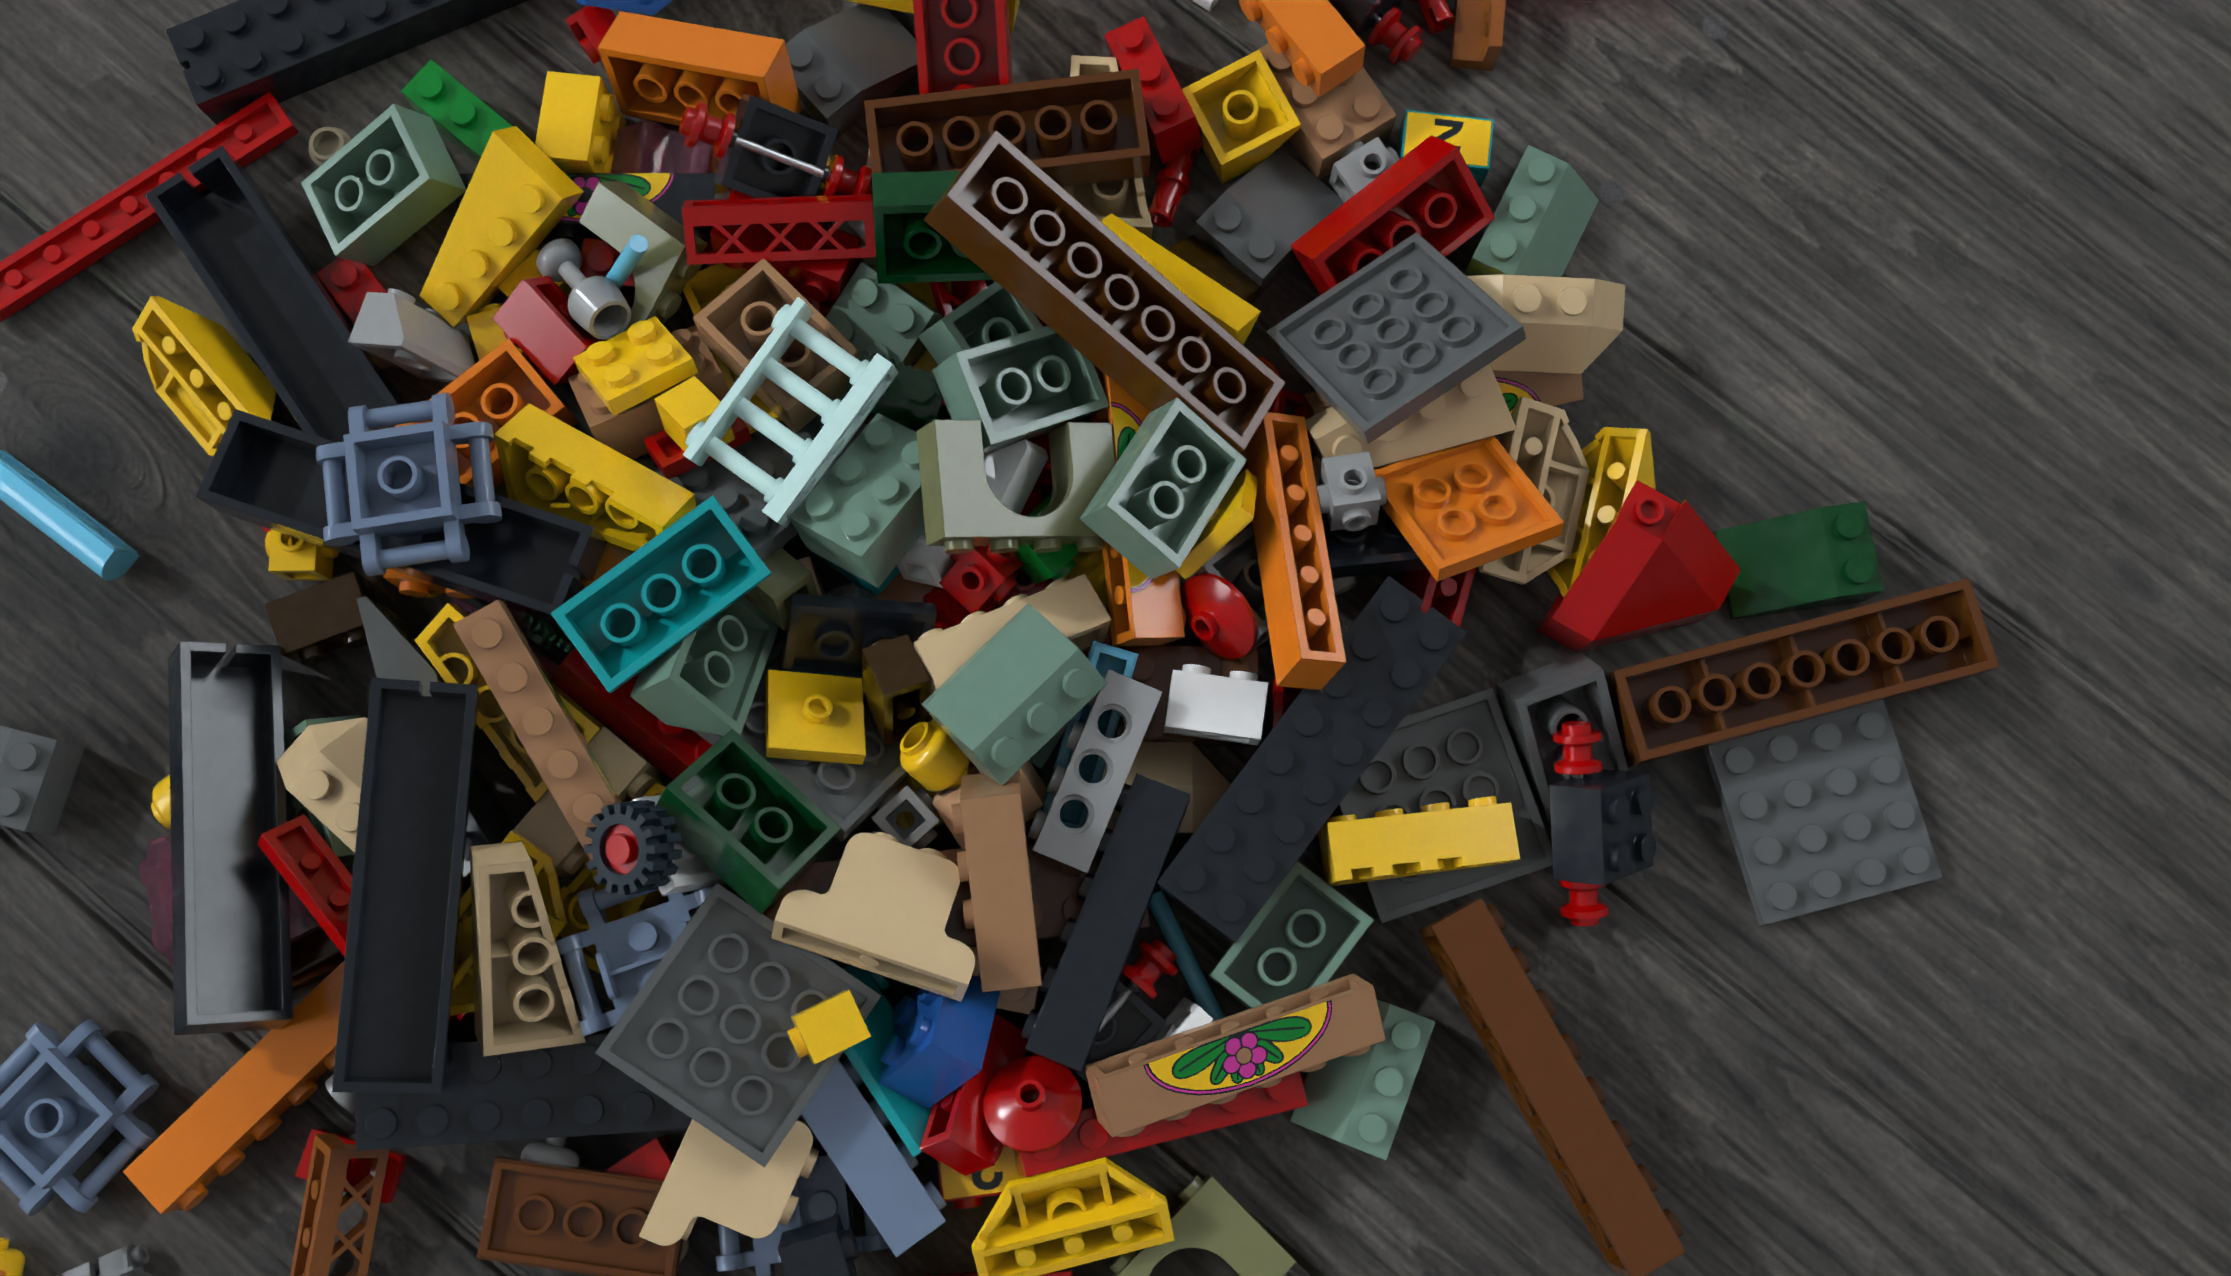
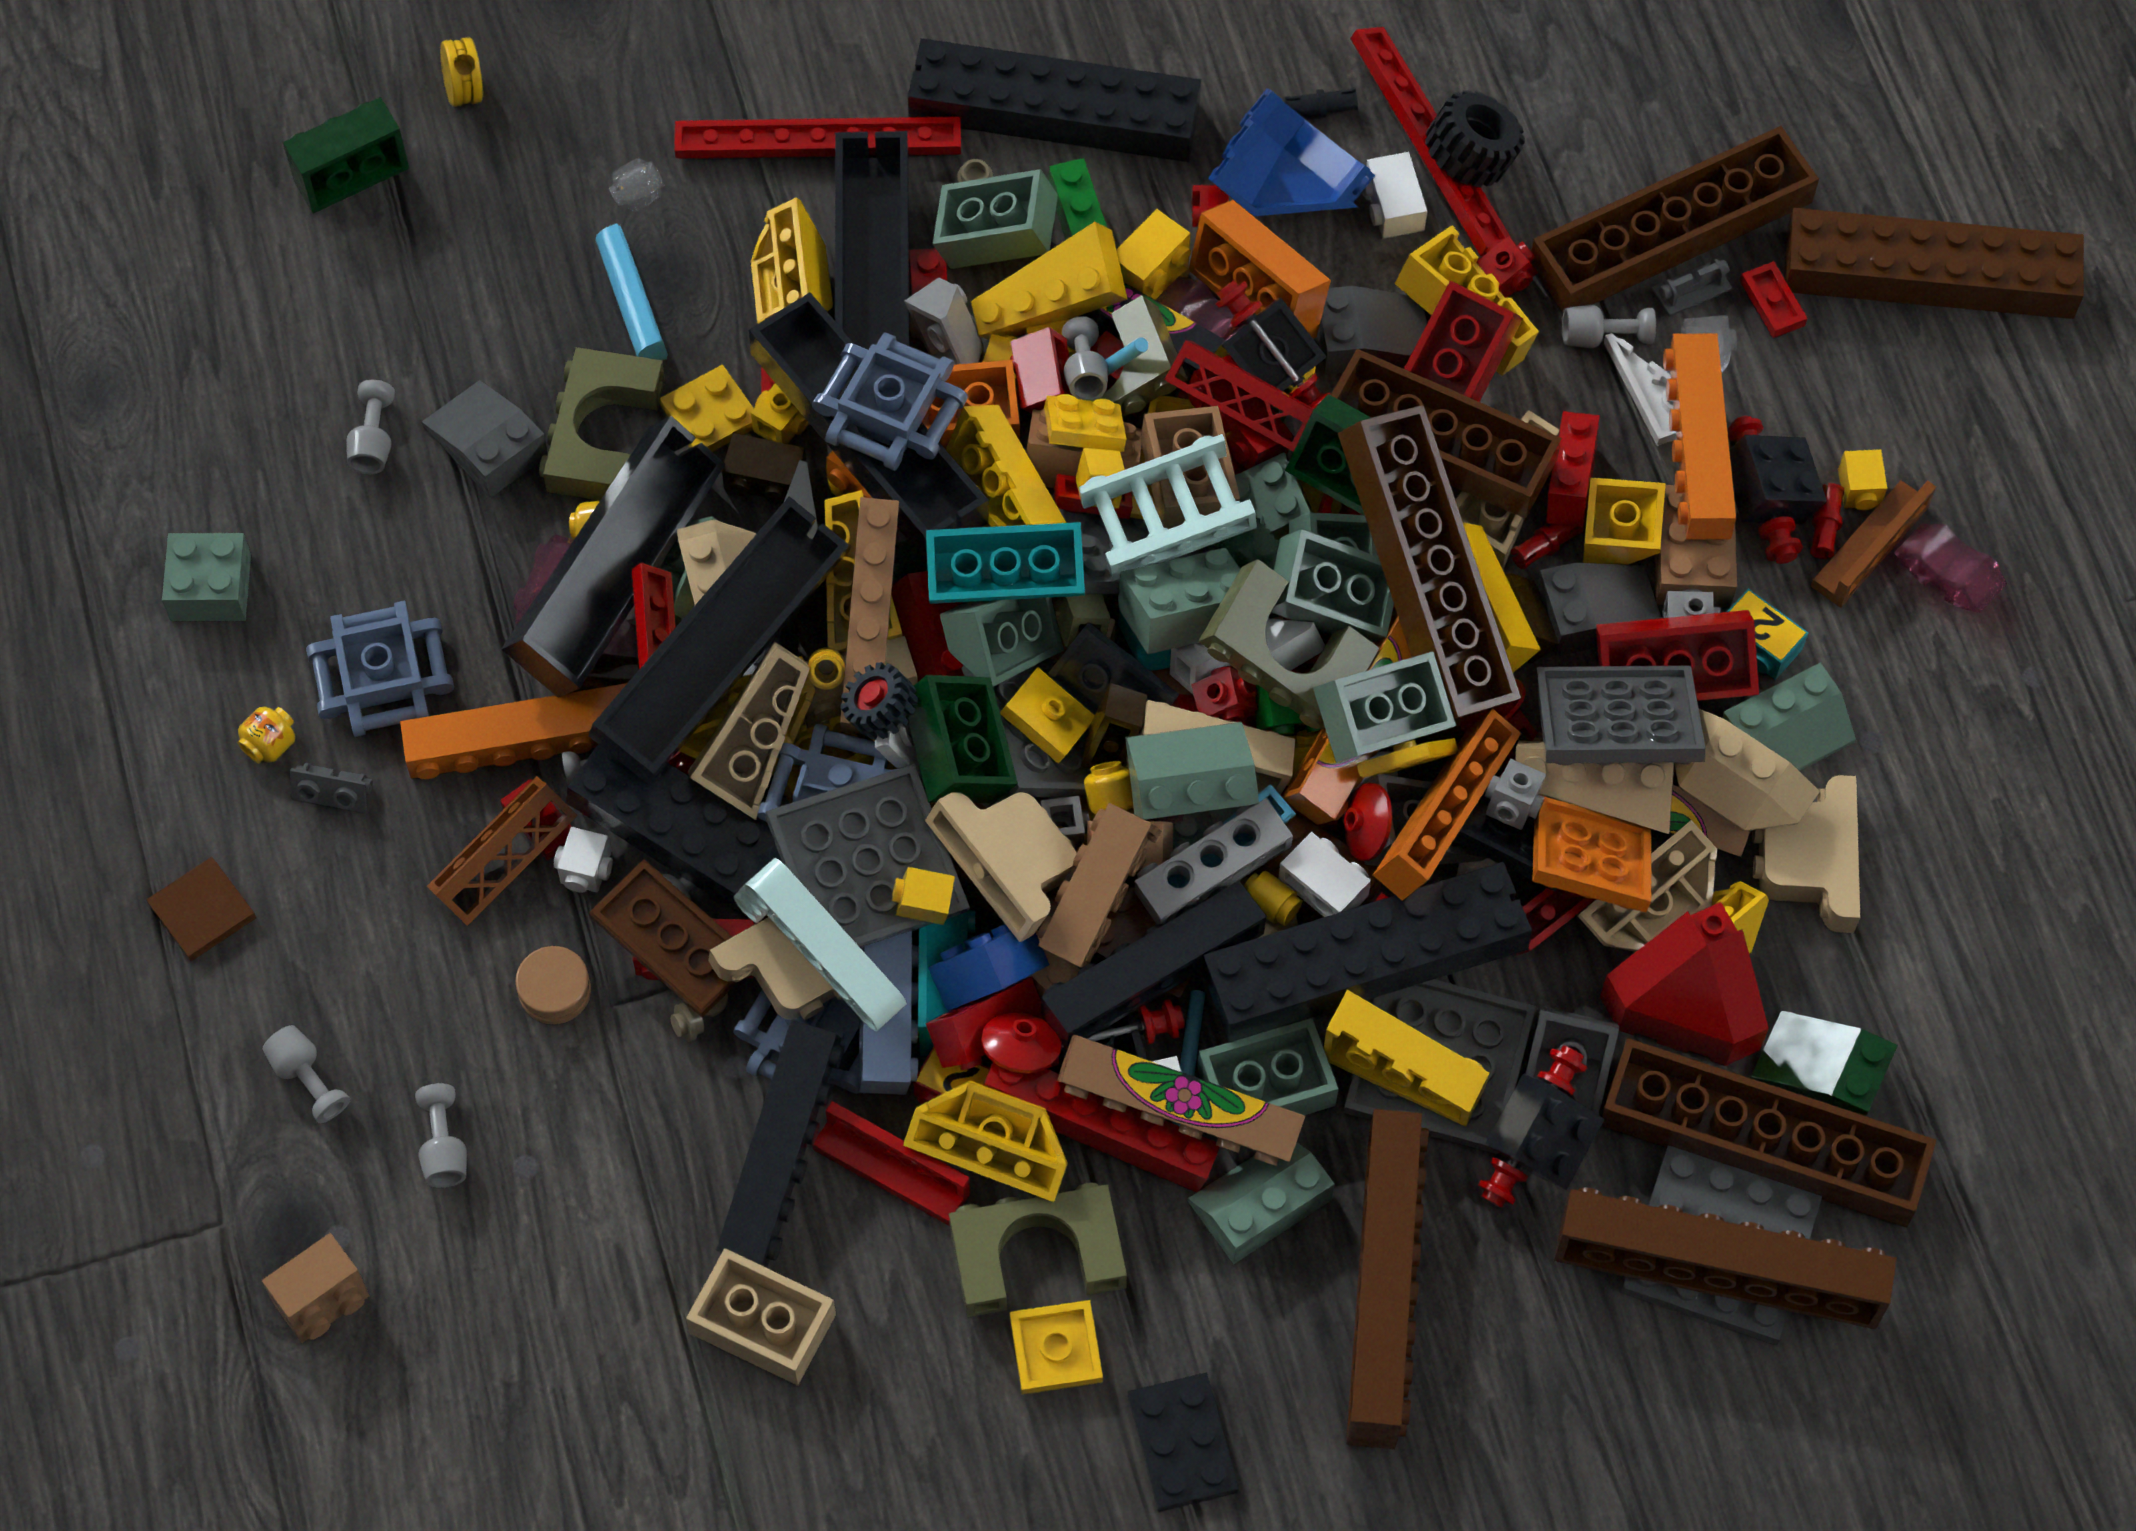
camera: 35 degrees right, 15 degrees down
(72, 643) = (592, 382): none -> olive arch
(223, 588) = (710, 408): none -> yellow plate
(430, 1185) = (584, 860): none -> white brick
(546, 830) = (829, 680): none -> yellow brick
(670, 1145) = (821, 941): none -> light aqua beam
(1171, 758) = (1273, 897): none -> yellow brick
(1656, 351) = (1816, 857): none -> tan brick
(1863, 842) = (1725, 1258): none -> reddish brown brick

